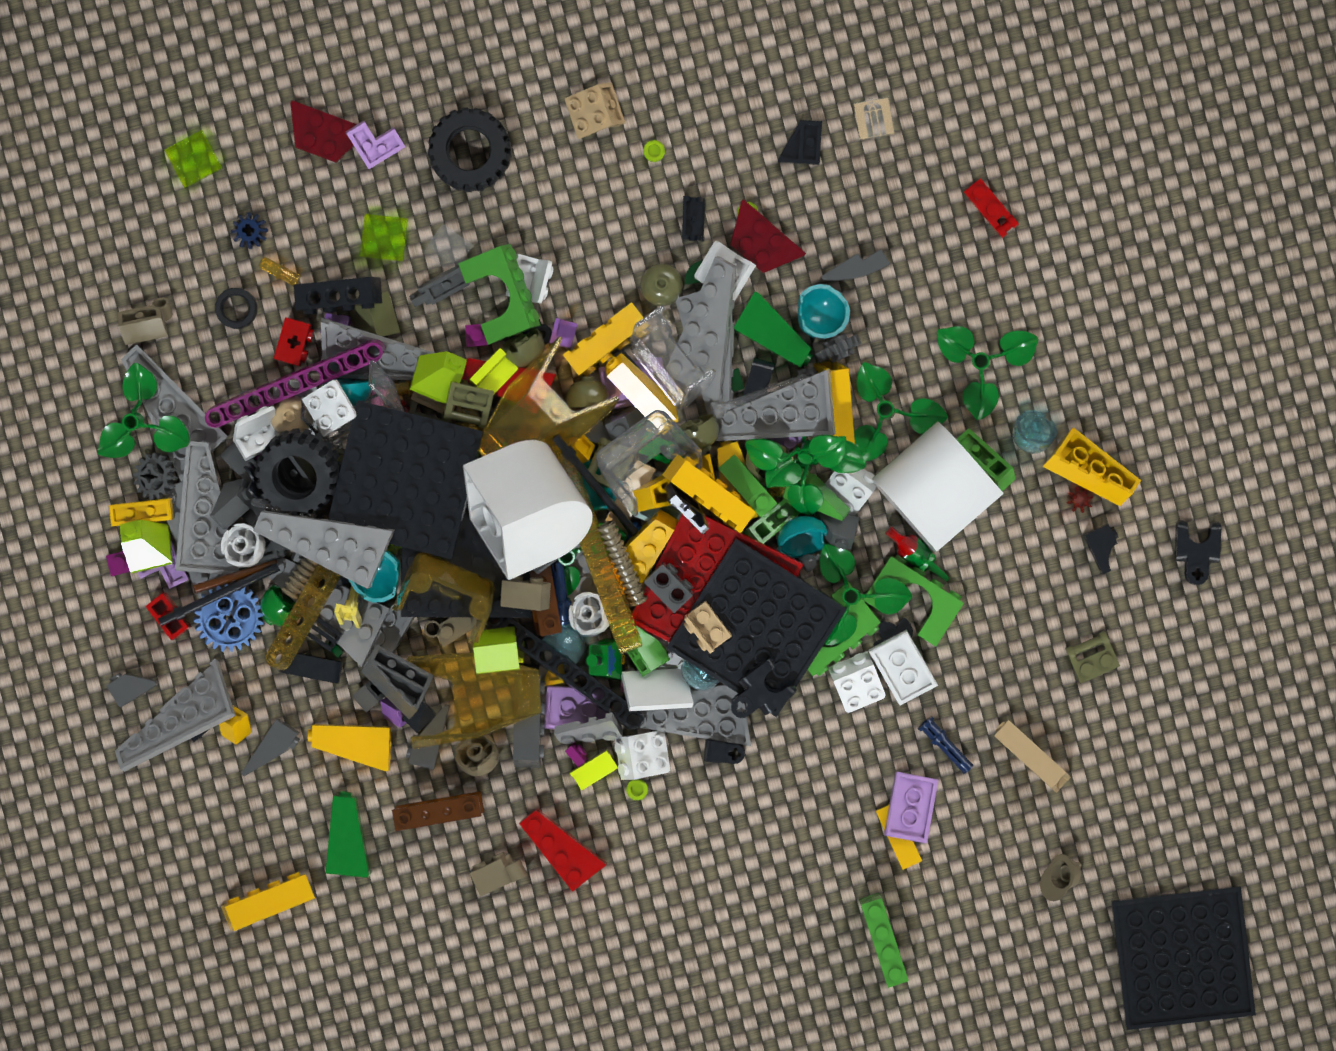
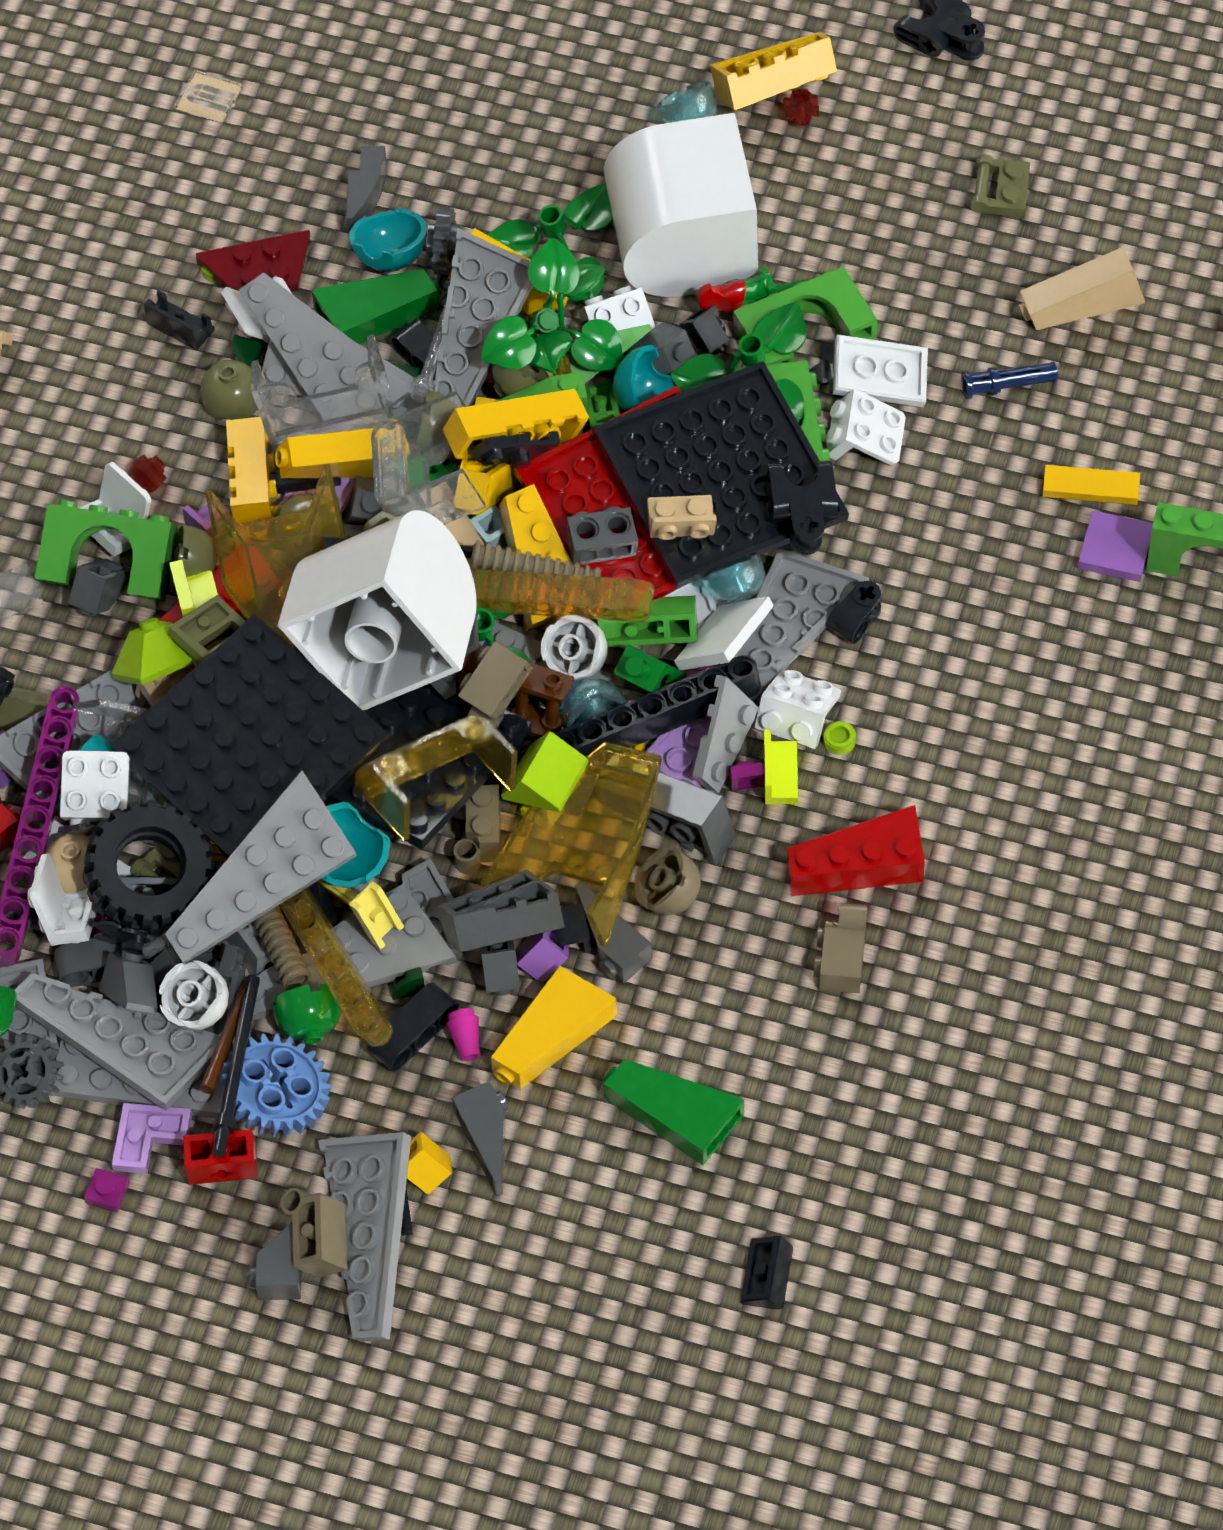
camera: 55 degrees left, 30 degrees down
(143, 510) = (60, 1118): yellow tile -> none
(146, 545) = (105, 1131): lime slope -> none
(155, 698) = (317, 1232): none -> dark tan hinge
(267, 902) = (692, 1255): yellow wedge -> none
(284, 943) = (767, 1272): none -> black slope
(325, 696) = (464, 1030): none -> dark pink cone
(334, 640) = (380, 969): black tile -> none
(438, 811) = (709, 963): reddish brown fence -> none
(439, 287) = (48, 620): dark grey hinge -> none
(475, 336) = (136, 612): magenta plate -> none
(481, 301) = (98, 586): none -> dark grey slope
(571, 277) = (148, 472): none -> clear red gear
(654, 151) = (69, 322): lime tile -> none
(803, 144) = (183, 170): black wing -> none
(863, 873) = (1115, 546): none -> medium lavender tile
(869, 546) = (705, 331): none -> black brick
(911, 807) = (1063, 450): lavender tile -> none
(955, 345) = (577, 84): green plant -> none
(990, 207) = (399, 35): red plate -> none
(1100, 544) = (872, 114): black arch -> none

